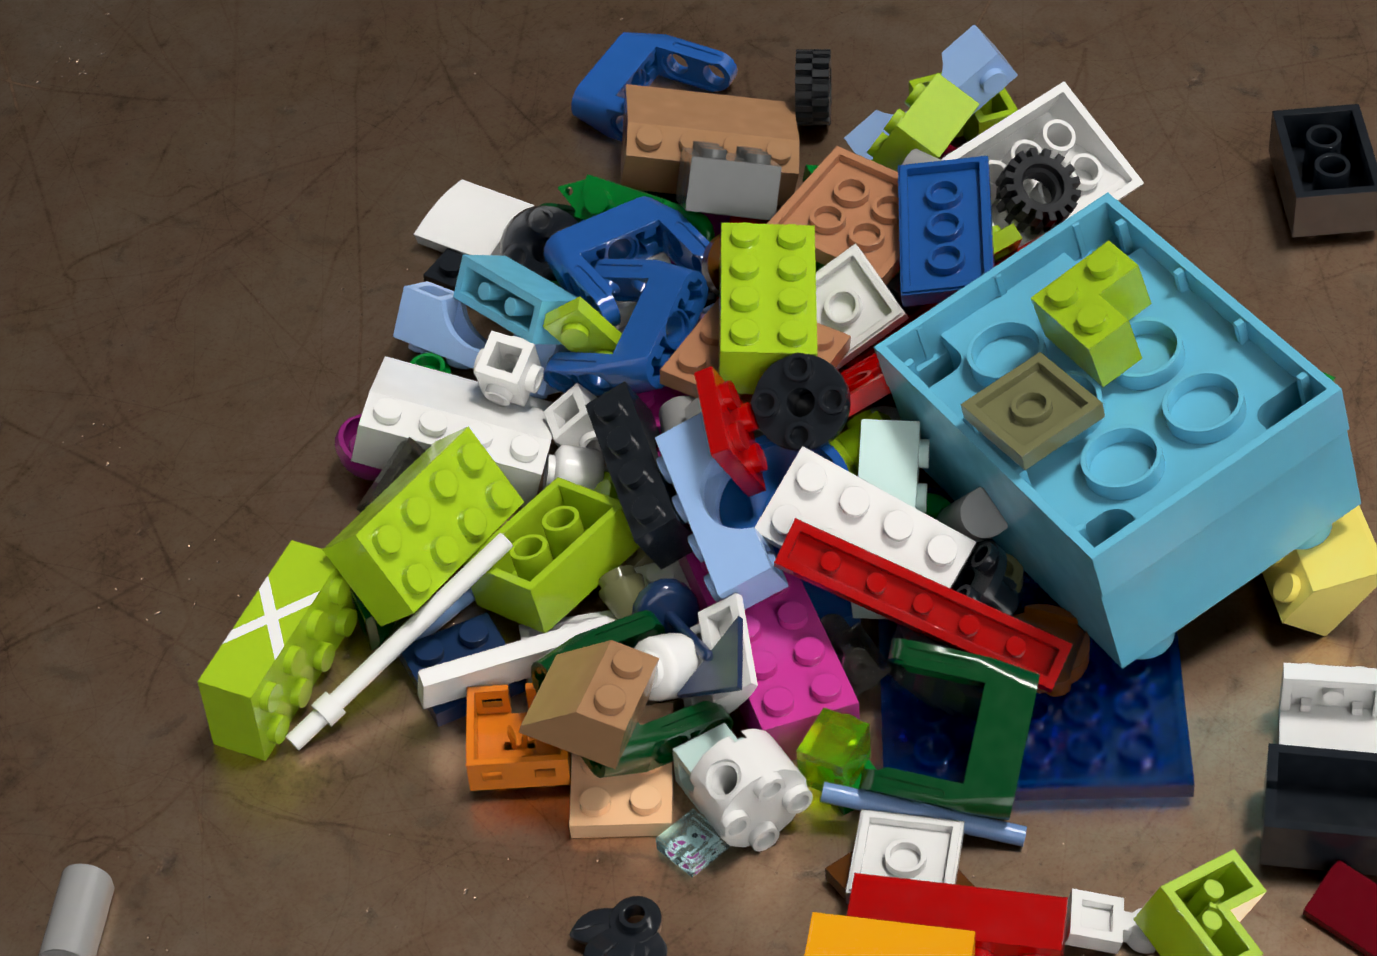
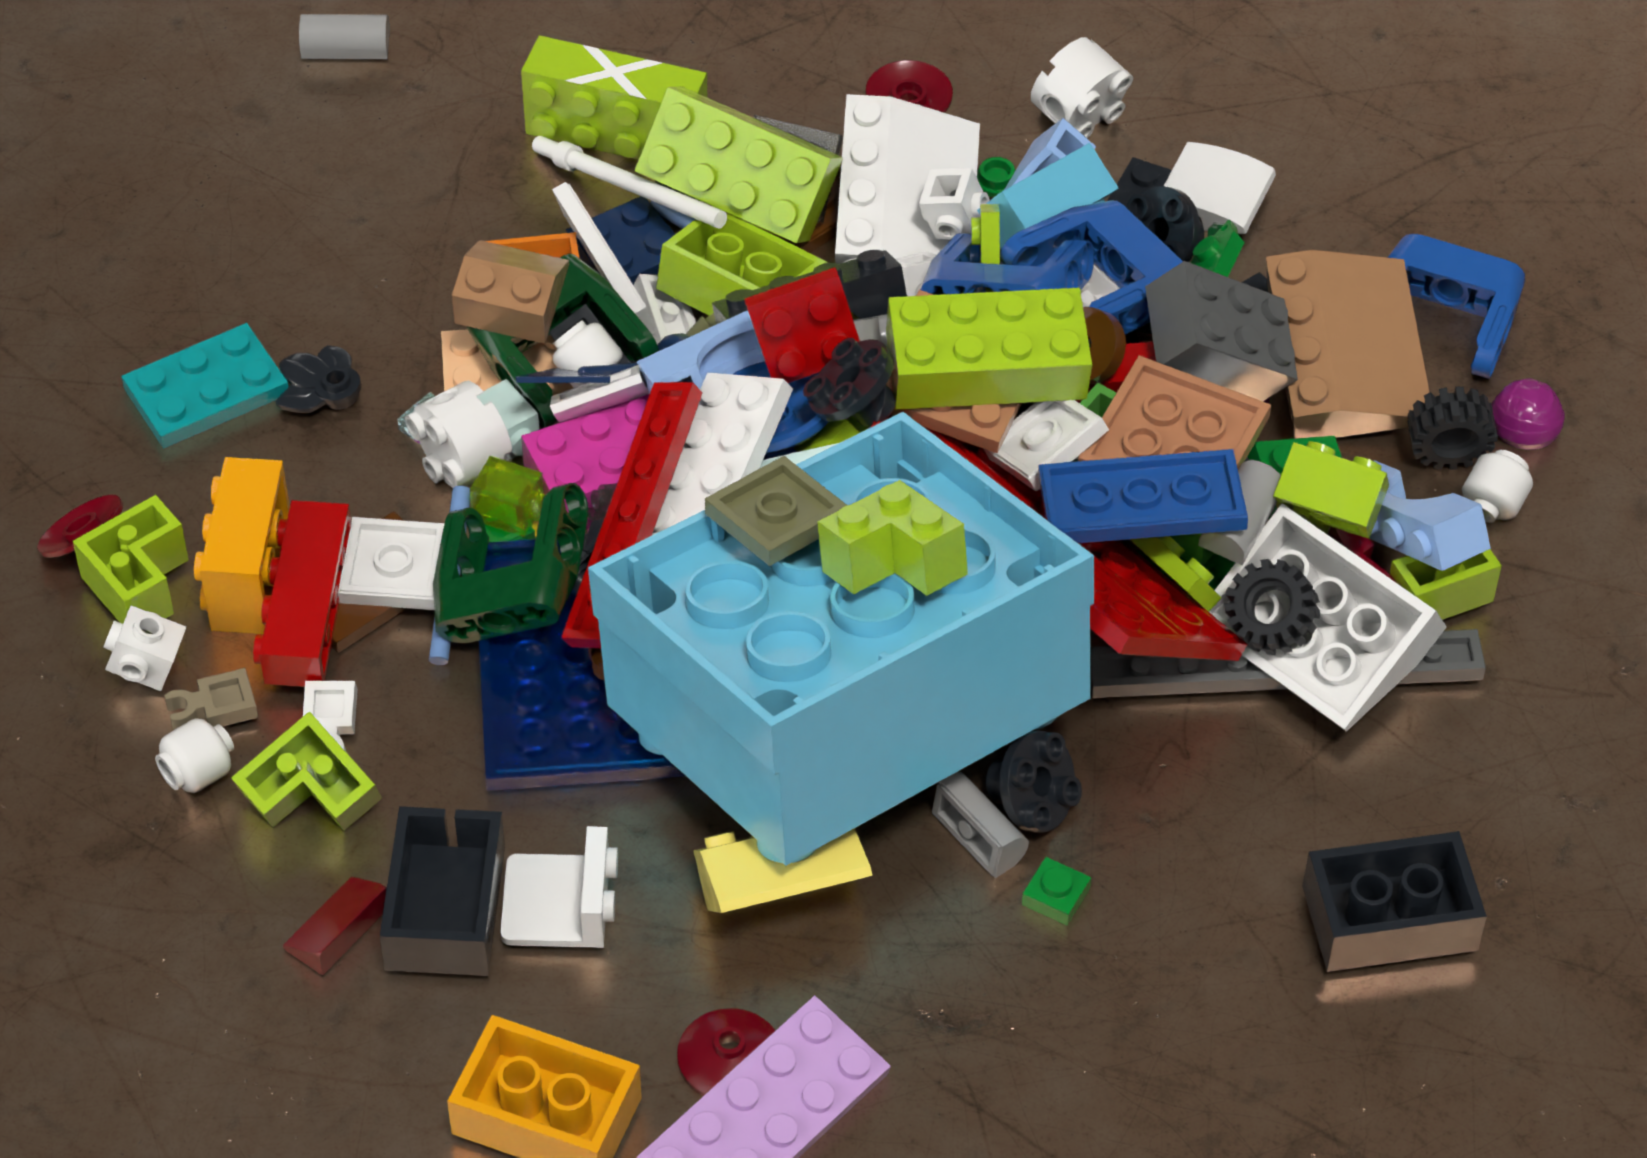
camera: 80 degrees right, 5 degrees up
(299, 426) = (913, 83): none -> dark red dish
(341, 290) = (1082, 87): none -> white brick
(774, 56) = (1528, 414): none -> magenta piece
(870, 76) = (1499, 484): none -> white head

